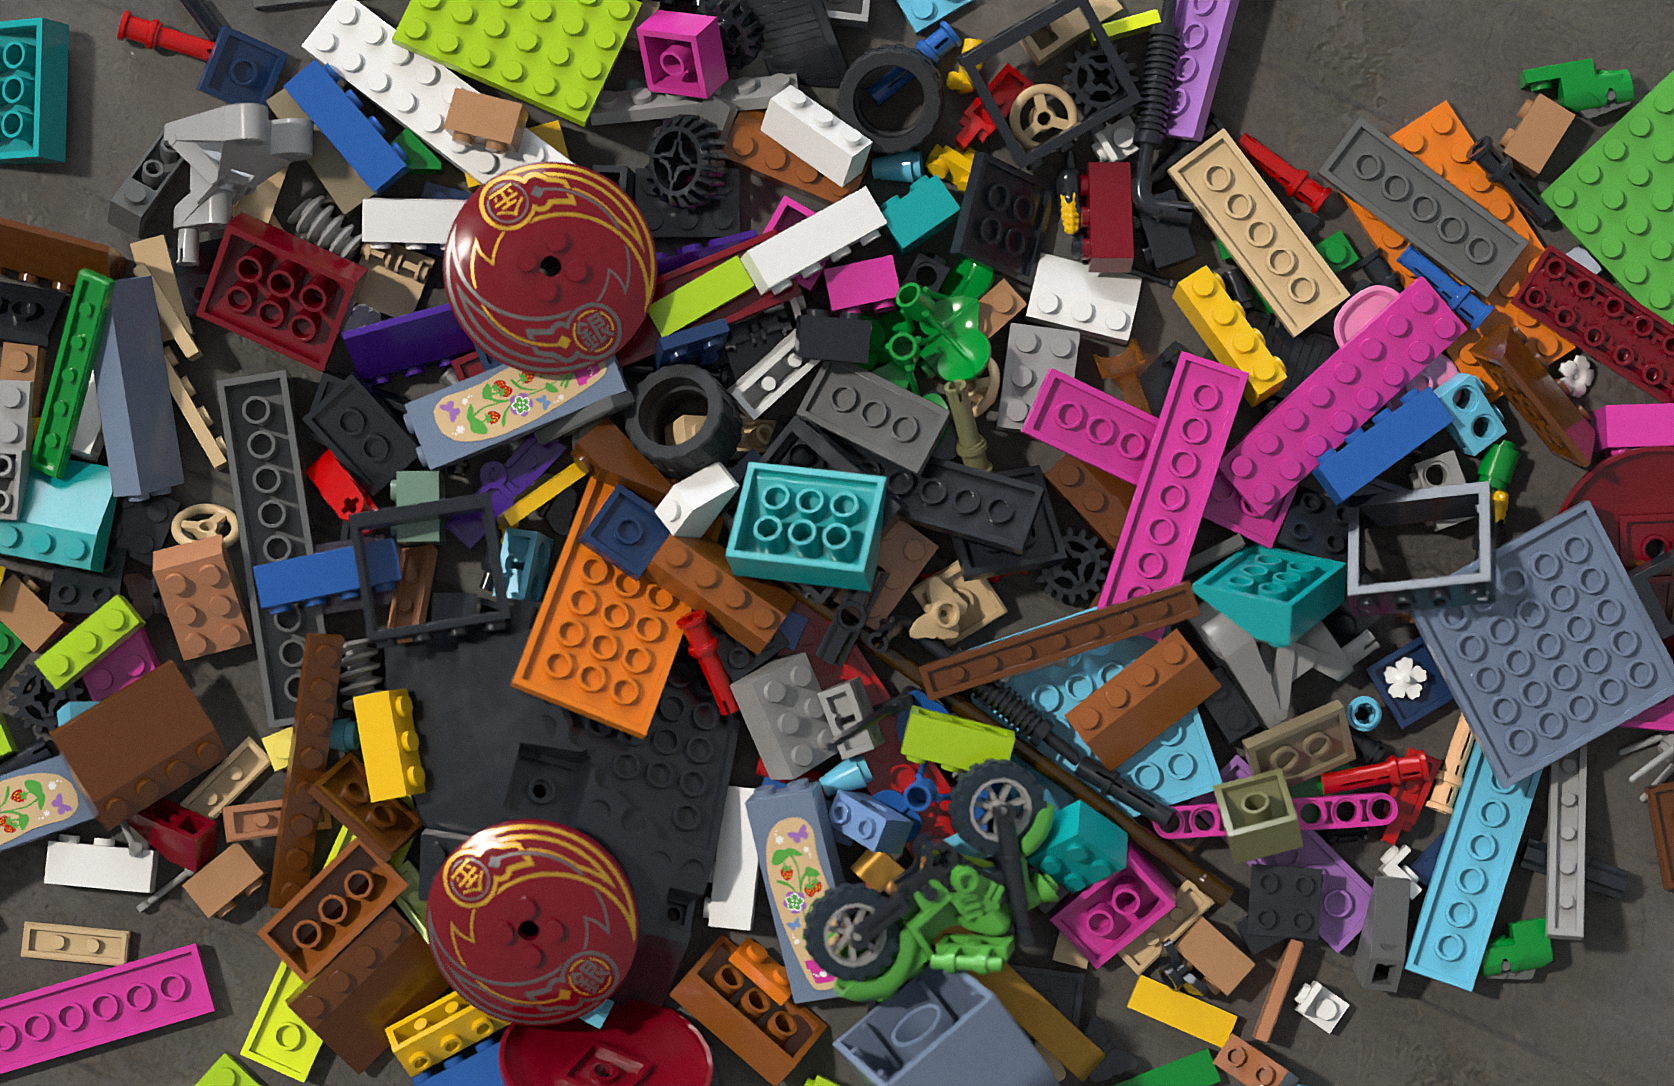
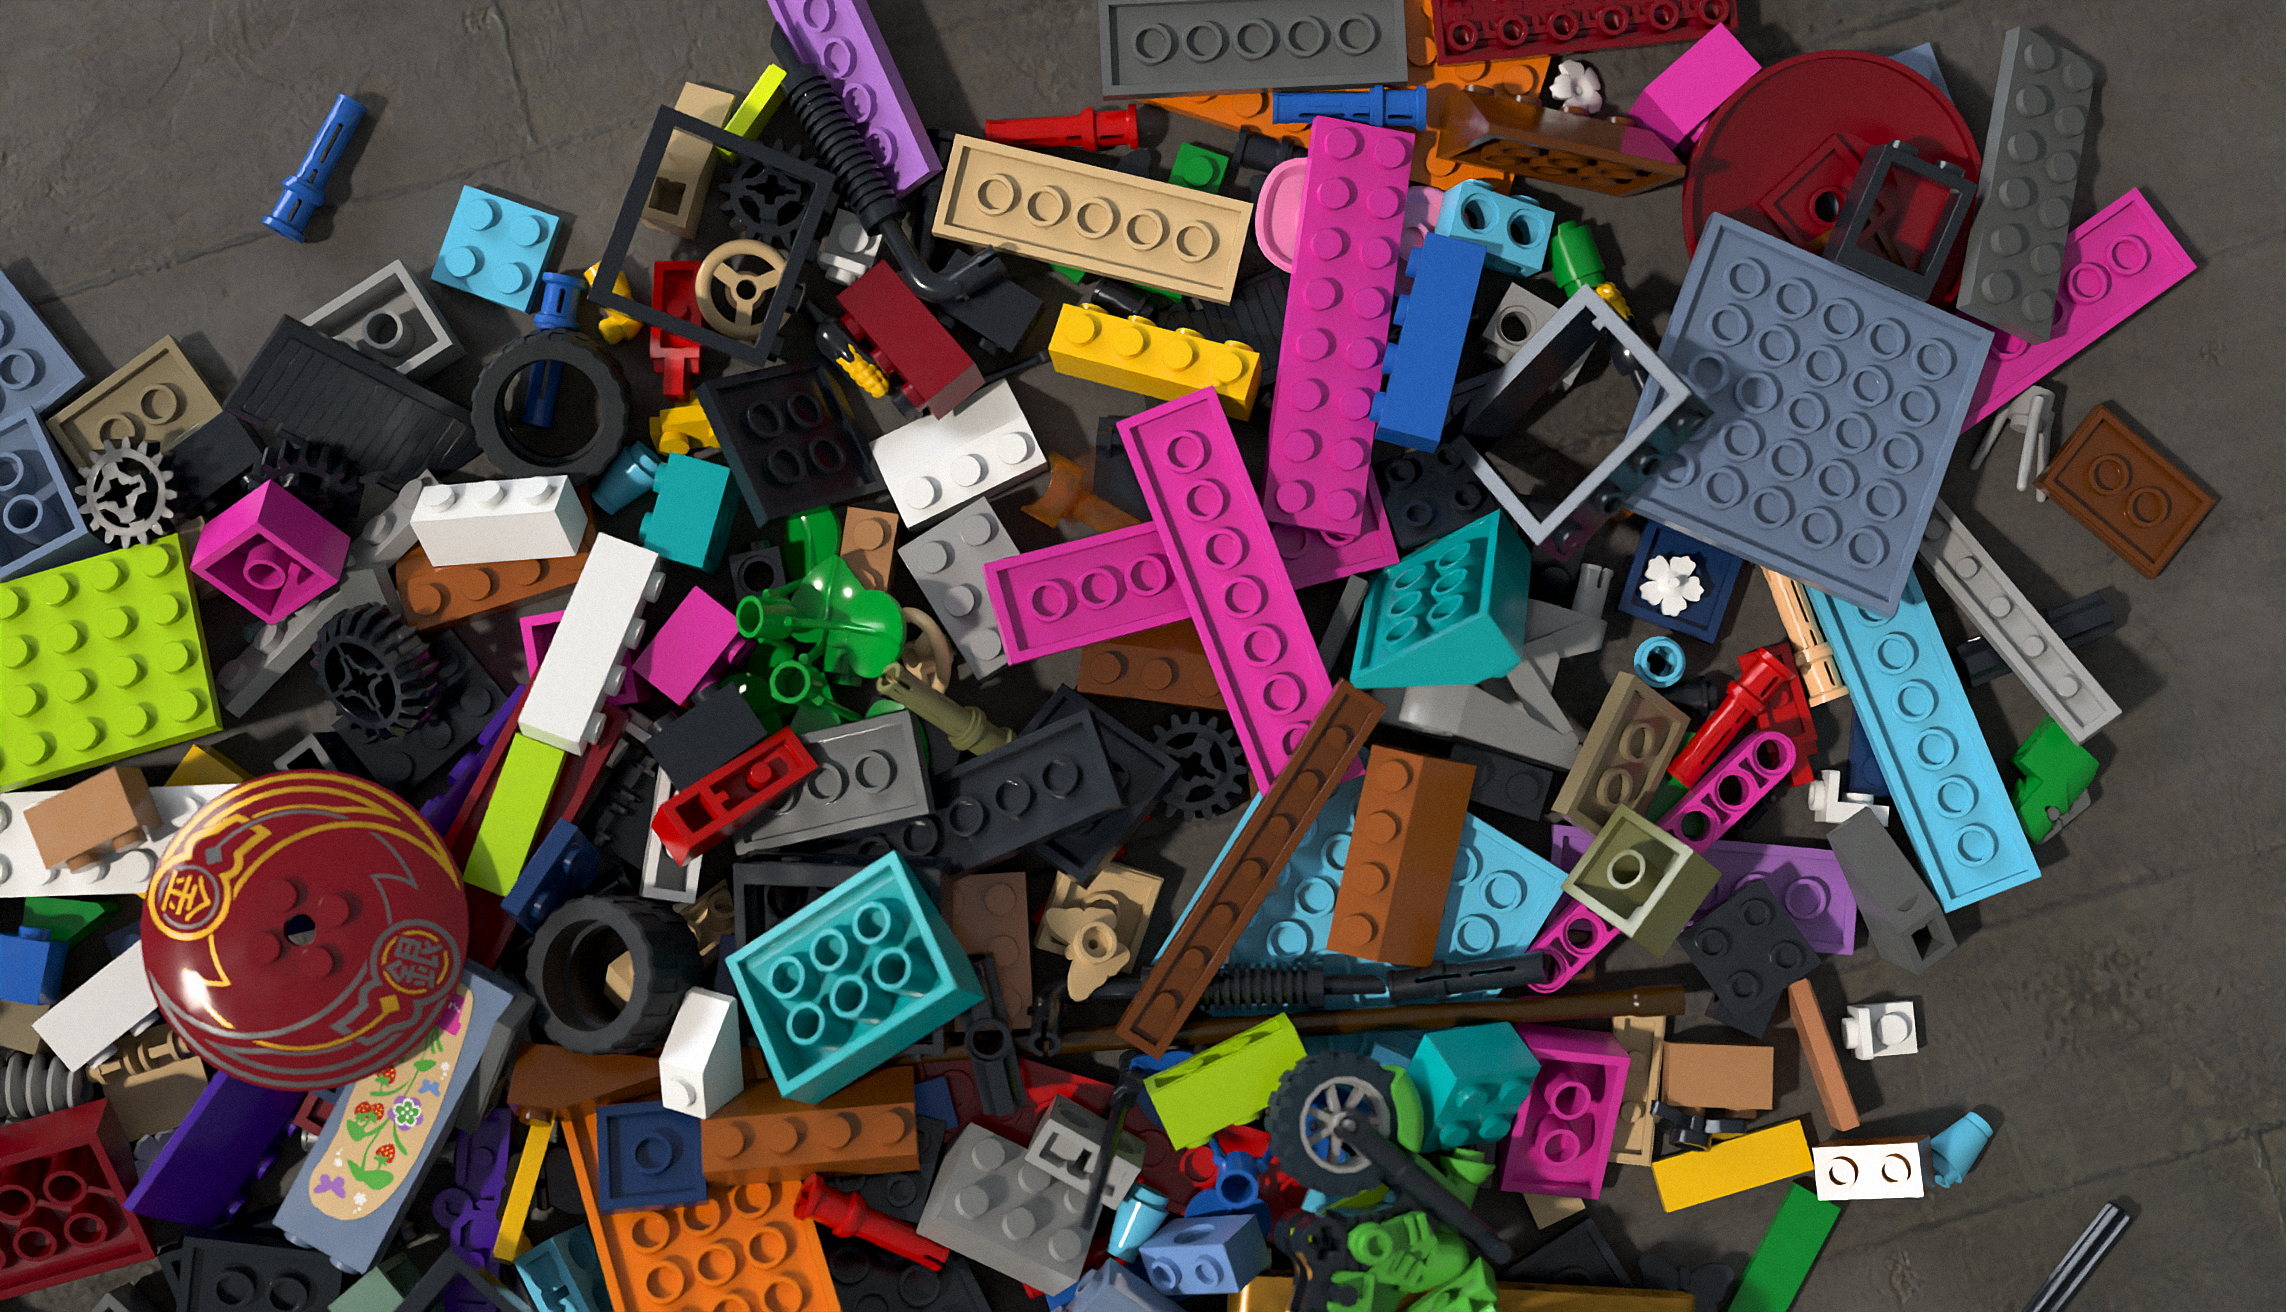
camera: 35 degrees left, 0 degrees up
(821, 380) = (731, 796): none -> red slope

